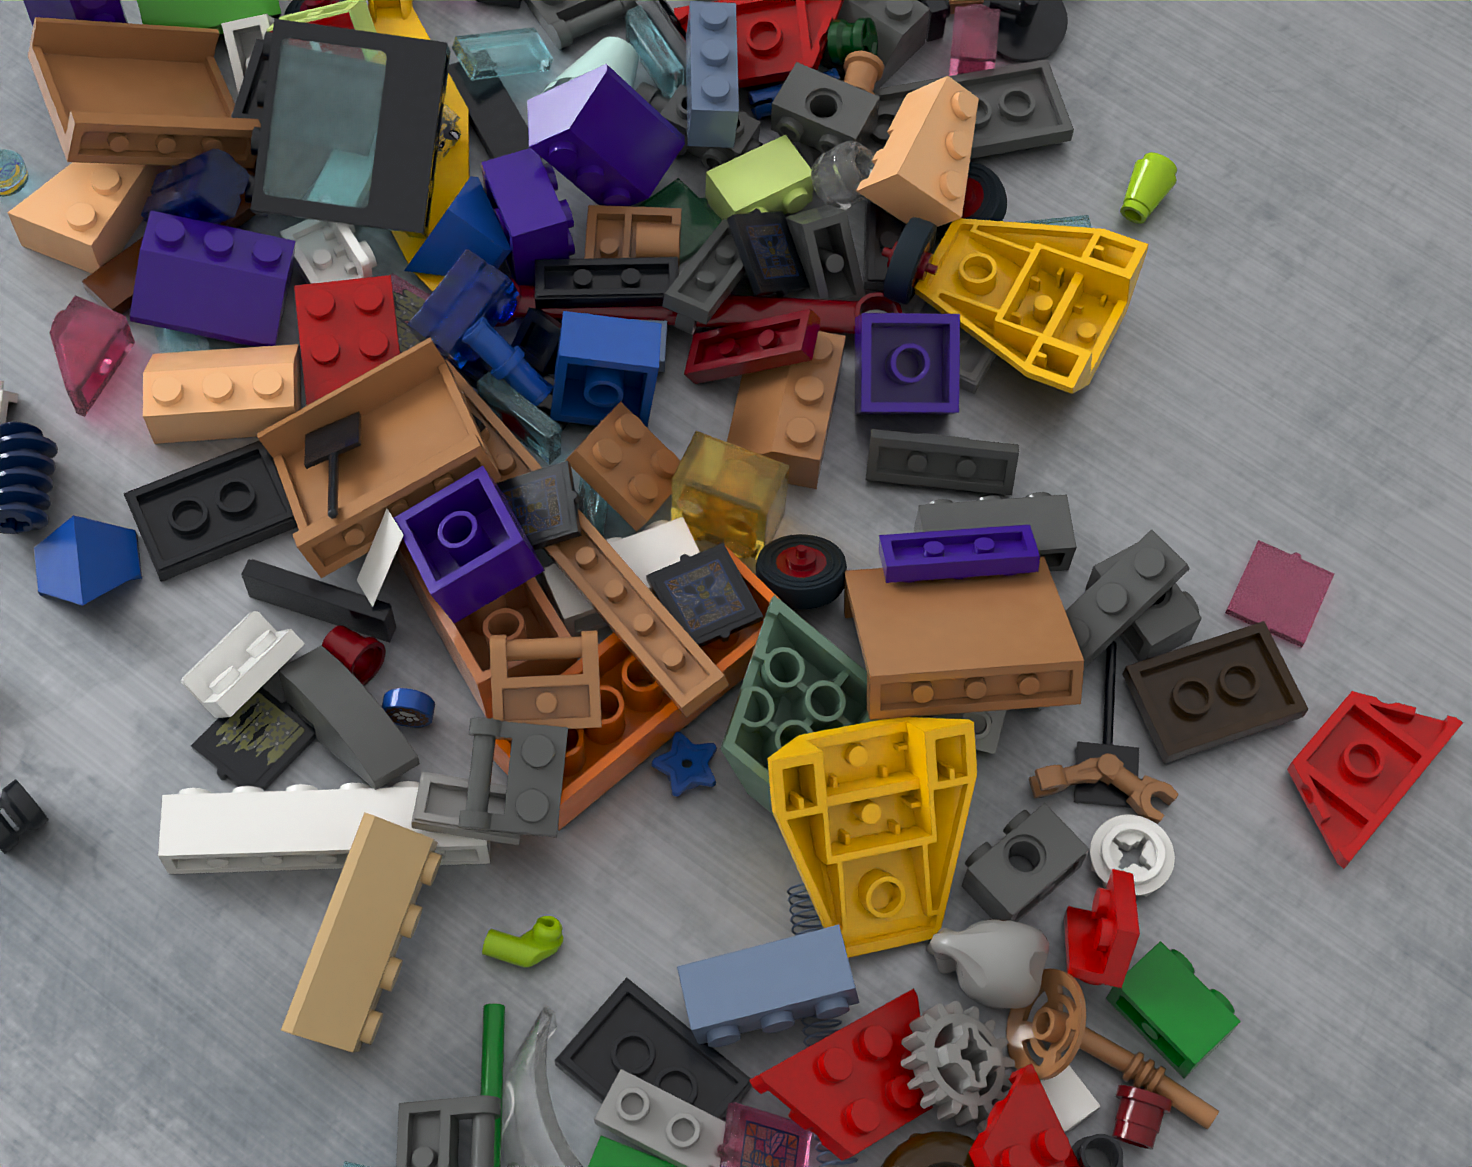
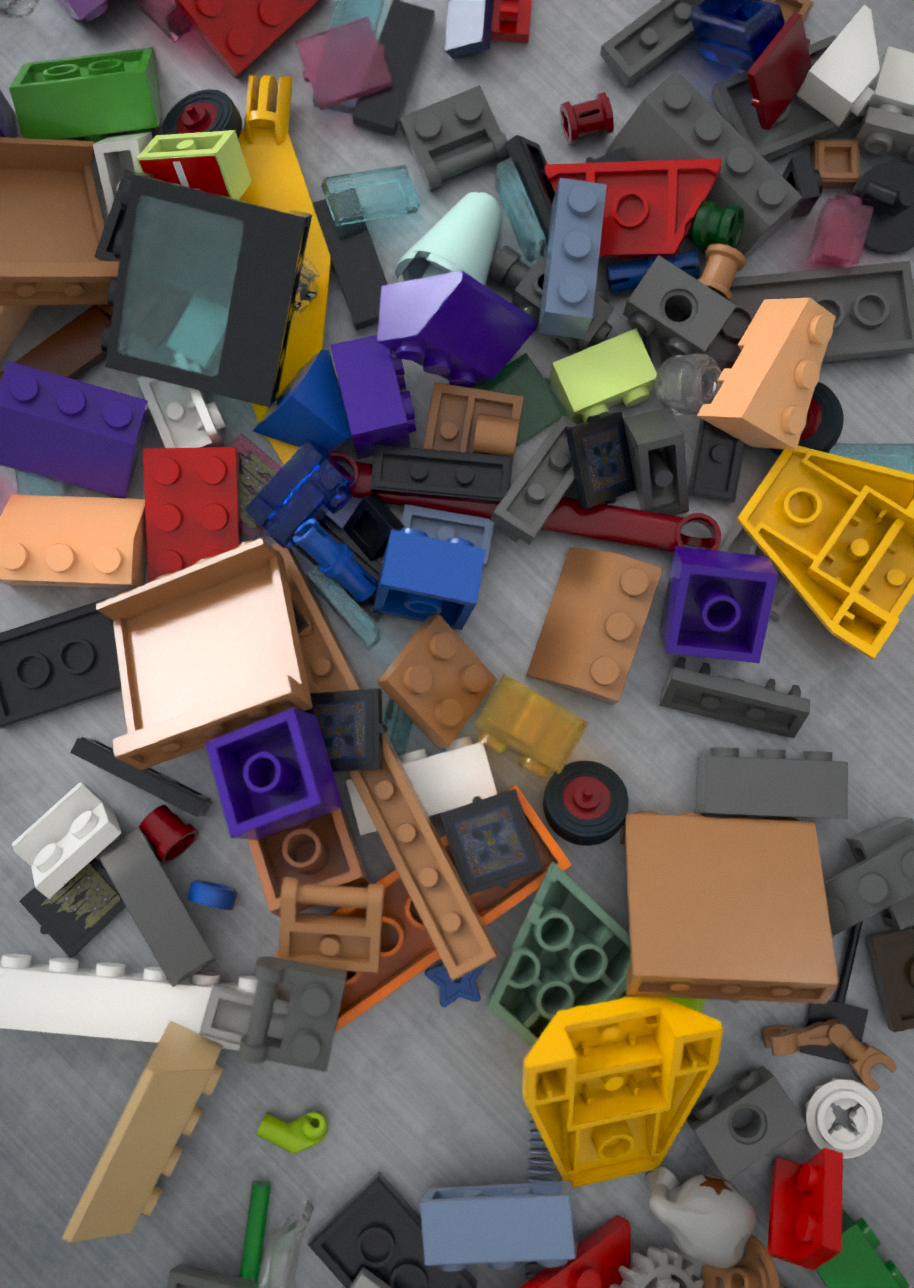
camera: 10 degrees right, 20 degrees up
(199, 188) = (55, 339): clear blue brick -> none
(328, 444) = (159, 627): black piece -> none
(380, 557) = (193, 767): white sticker -> none
(753, 346) = (574, 569): dark red plate -> none
(909, 260) = (738, 493): black wheel -> none
(958, 553) = (736, 821): dark purple plate -> none

